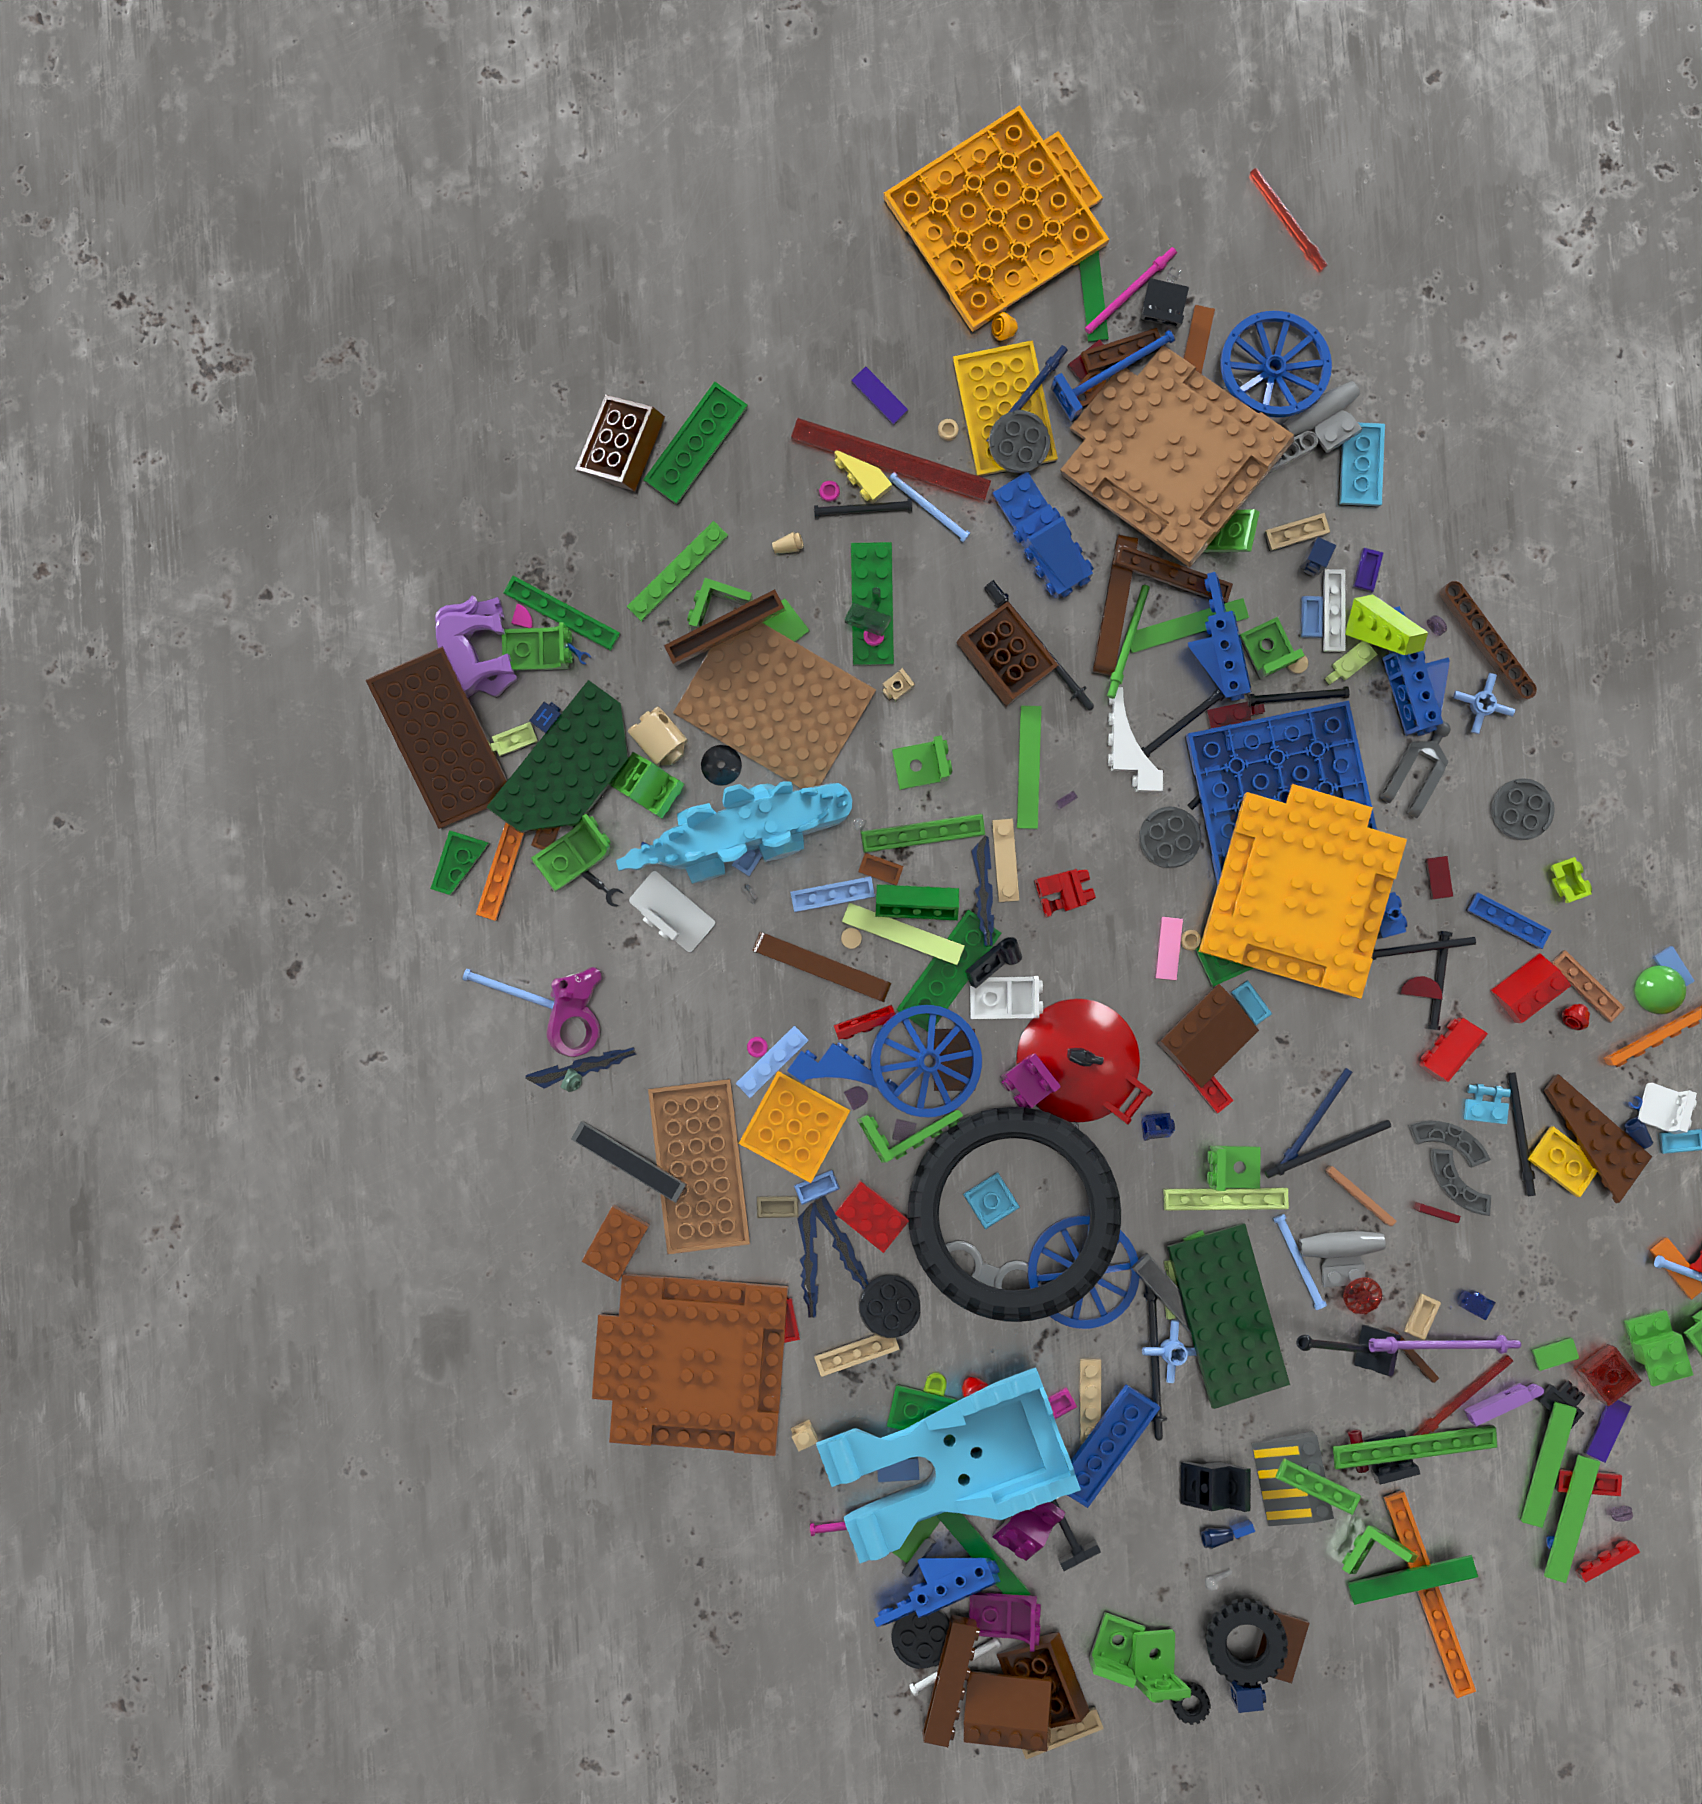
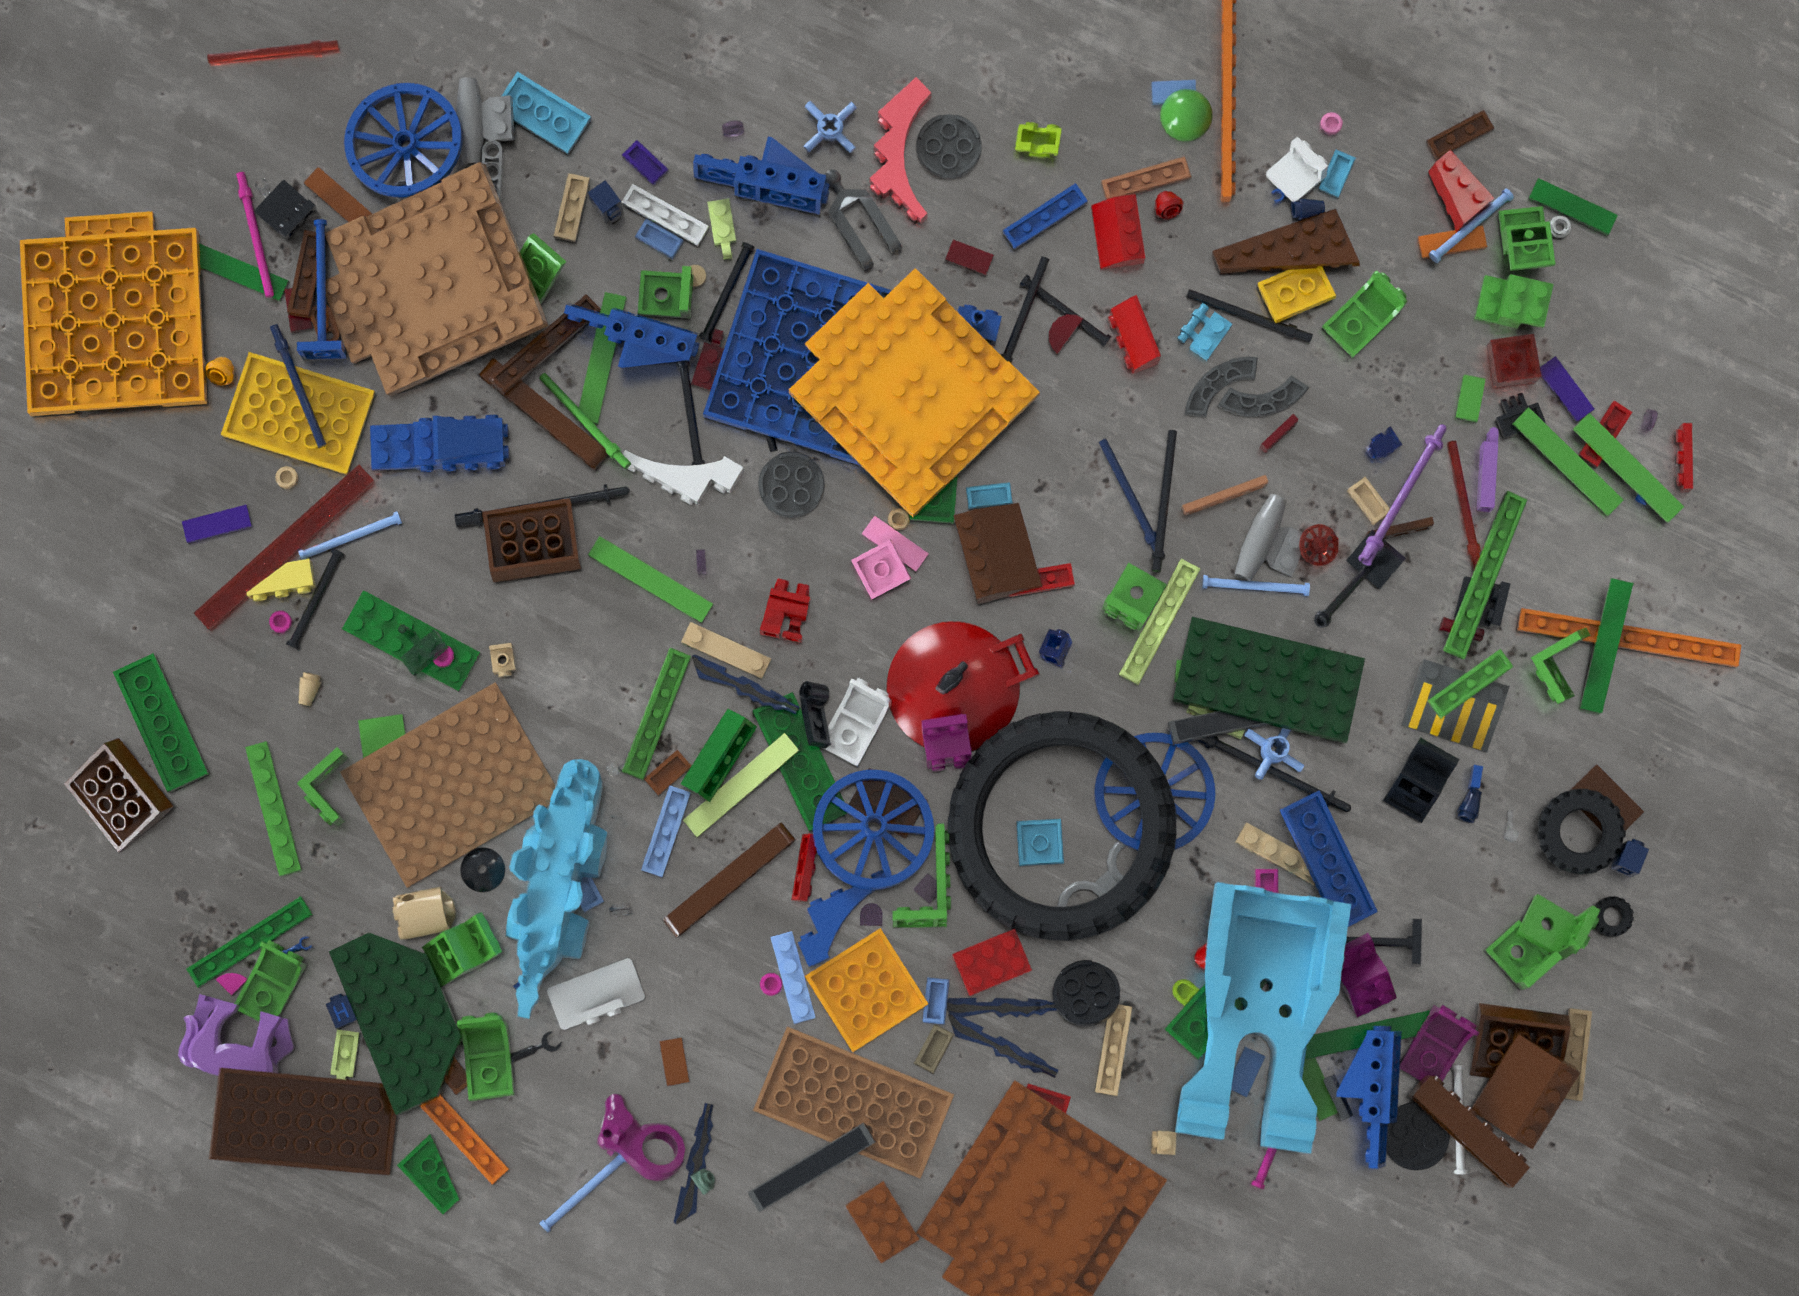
camera: 65 degrees left, 5 degrees down
(652, 1004) = (674, 1061): none -> dark orange tile
(724, 627) = (355, 790): reddish brown brick -> none
(851, 938) = (717, 837): tan tile -> none
(933, 760) = (593, 665): bright green bracket -> none
(1019, 441) = (337, 417): dark grey tile -> none
(1141, 949) = (881, 569): none -> bright pink plate
(1384, 626) = (705, 179): lime wedge -> none
(1498, 645) = (783, 83): reddish brown beam -> none
(1523, 754) = (898, 118): none -> coral arch
(1579, 1230) = (1366, 313): none -> bright green bracket

